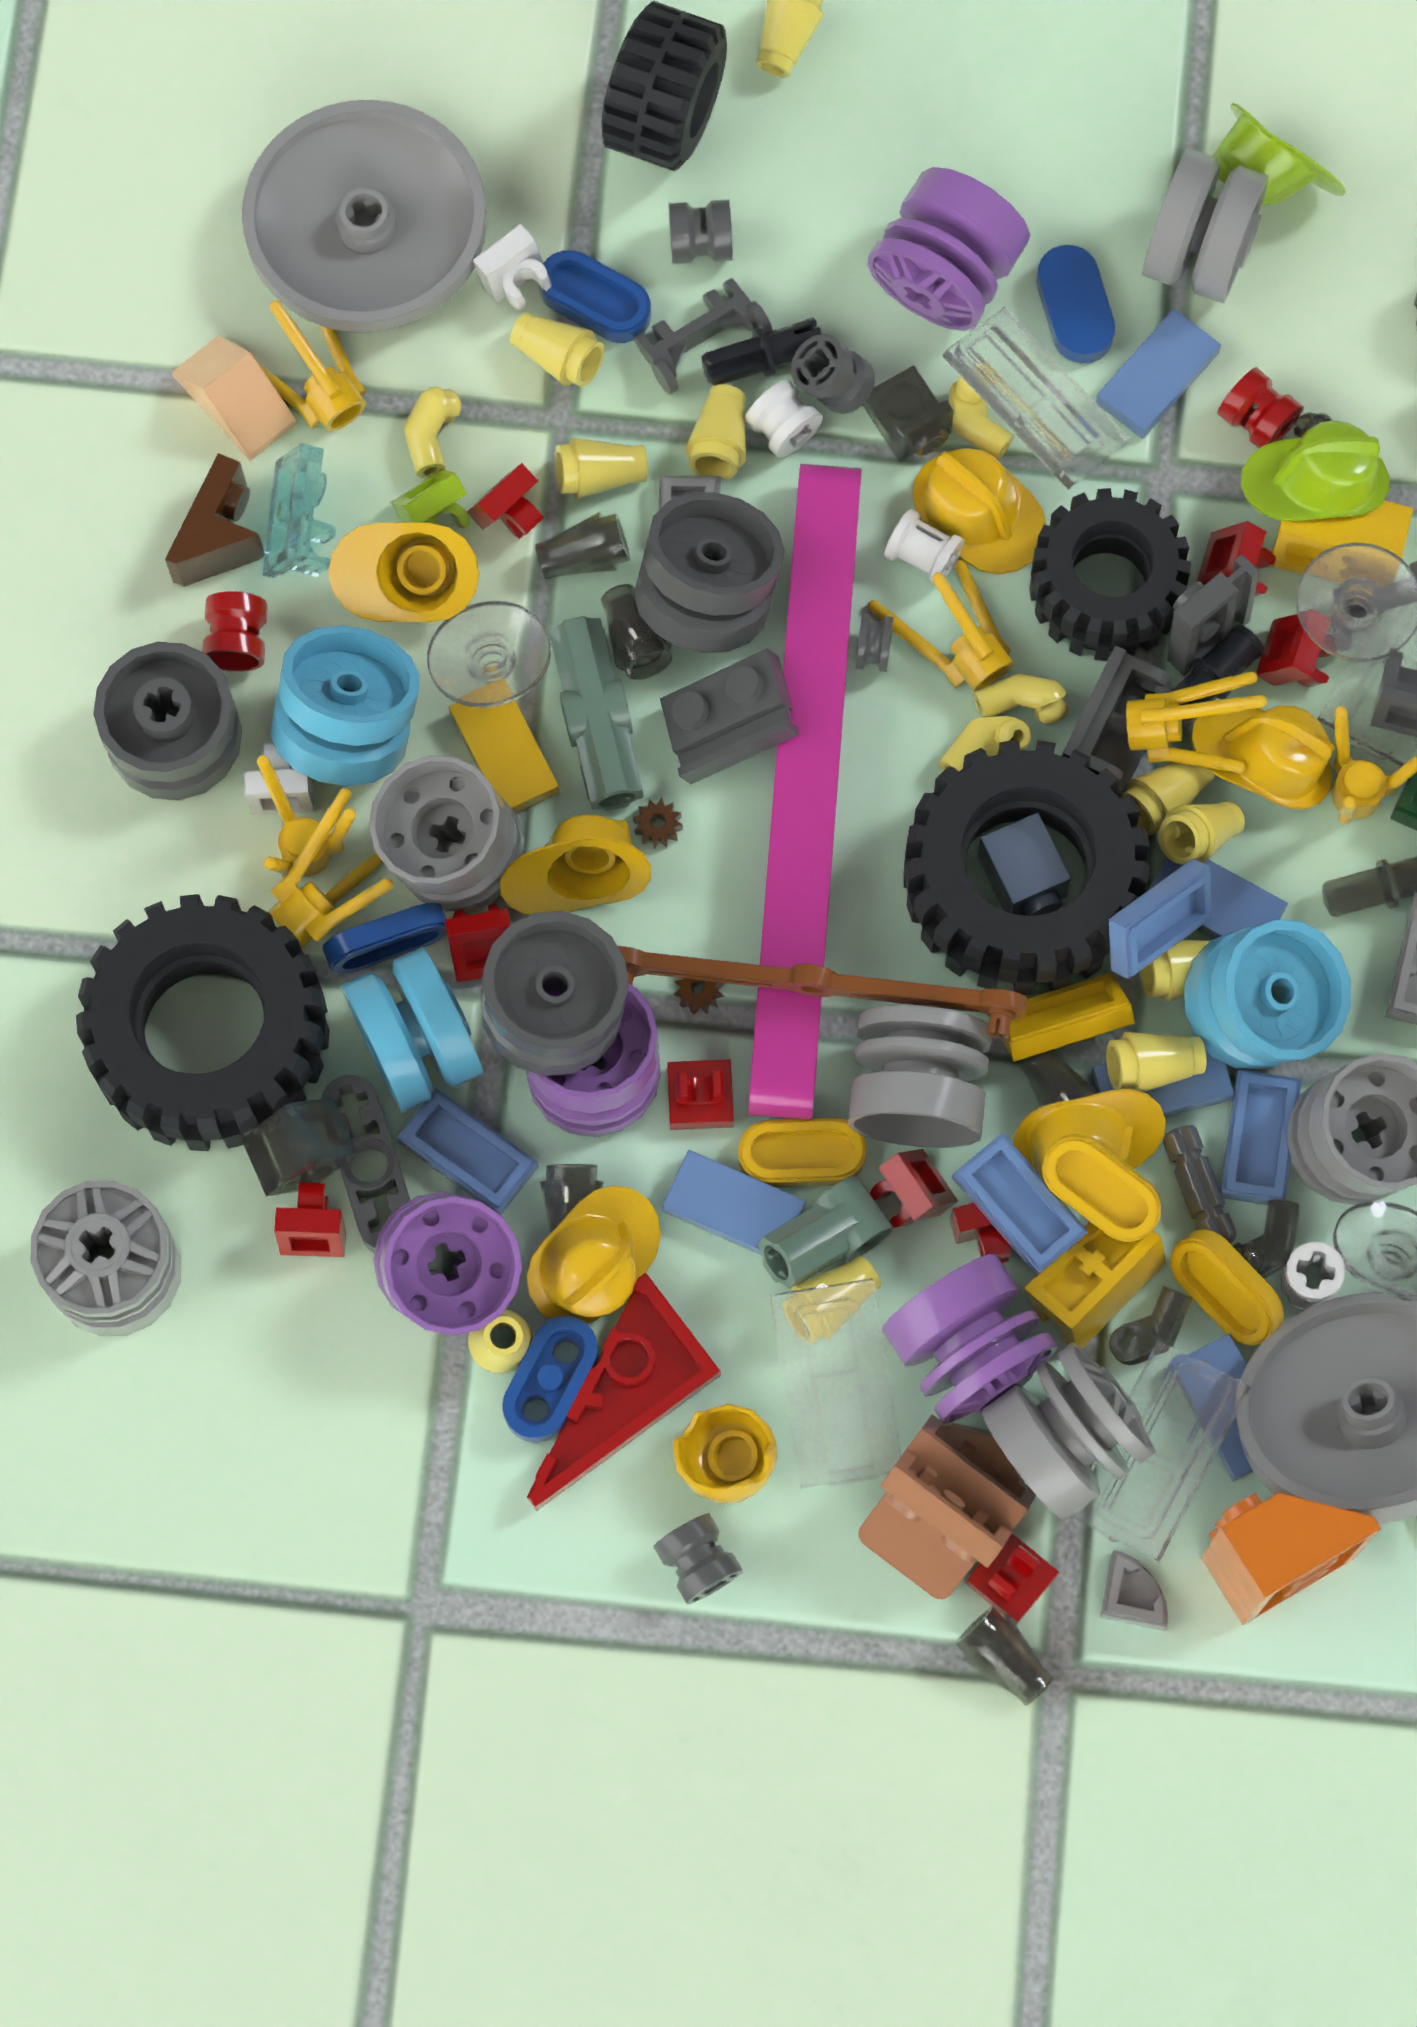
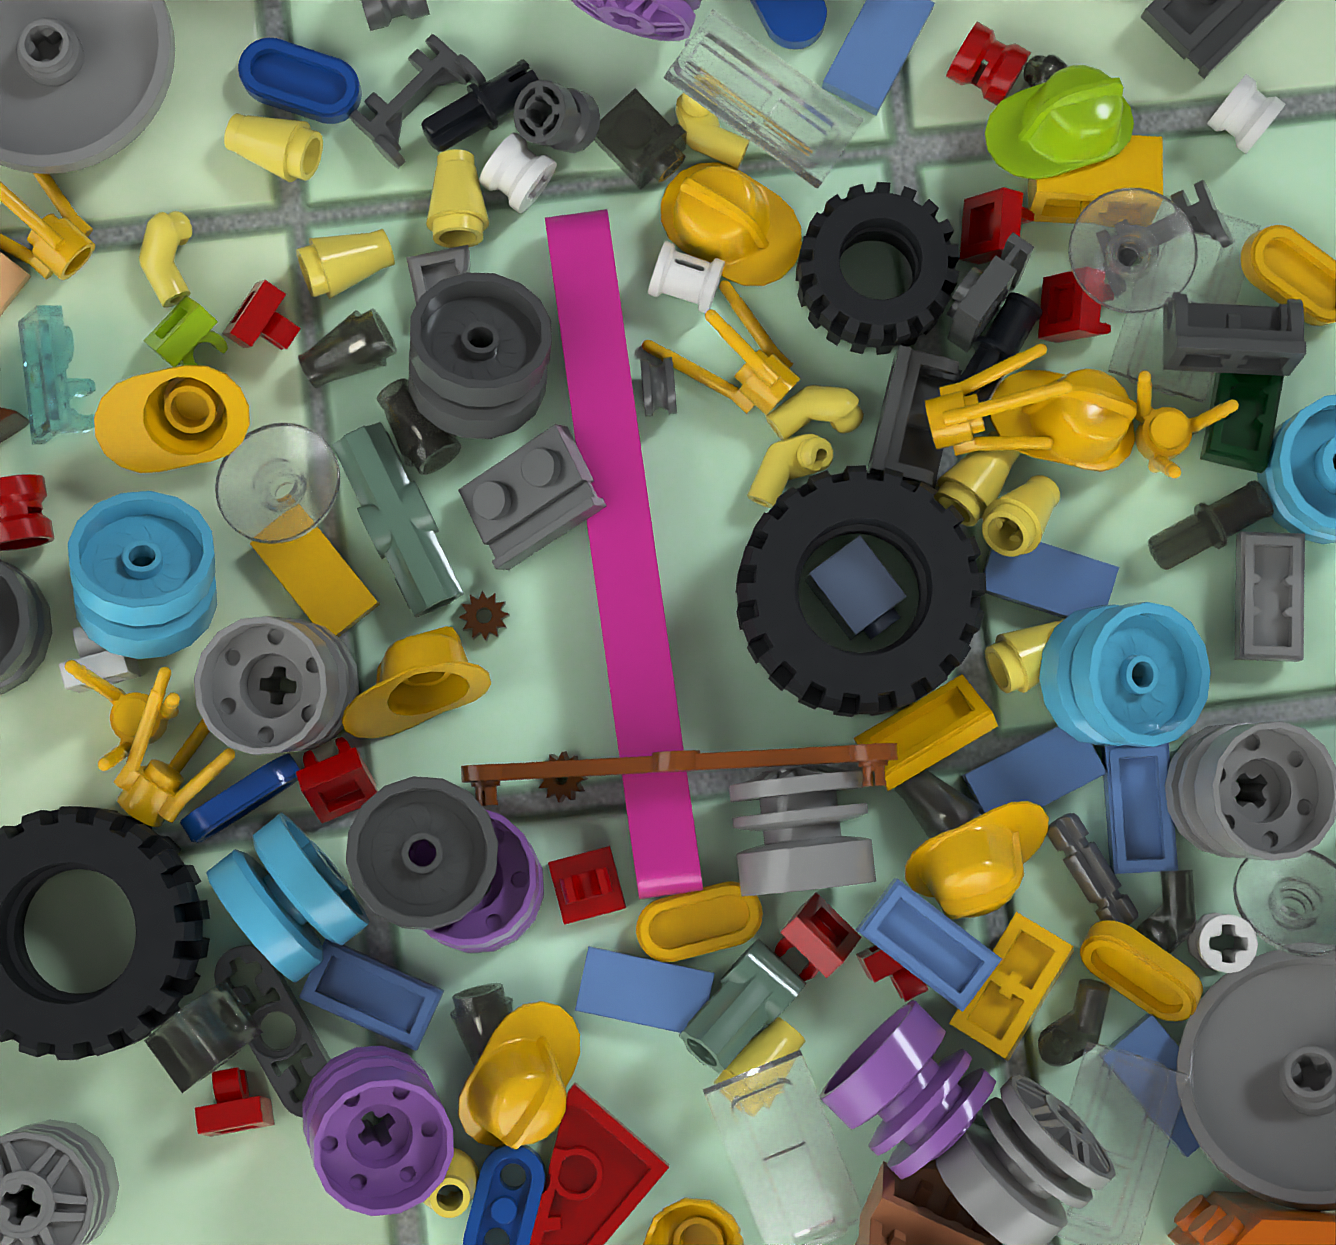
camera: 20 degrees left, 10 degrees up
(510, 265) = (207, 67): white tile -> none
(1101, 1187) = (1007, 914): yellow tile -> none
(1153, 1060) = (1024, 763): light yellow cone -> none
(1160, 918) = (1005, 622): medium blue tile -> none

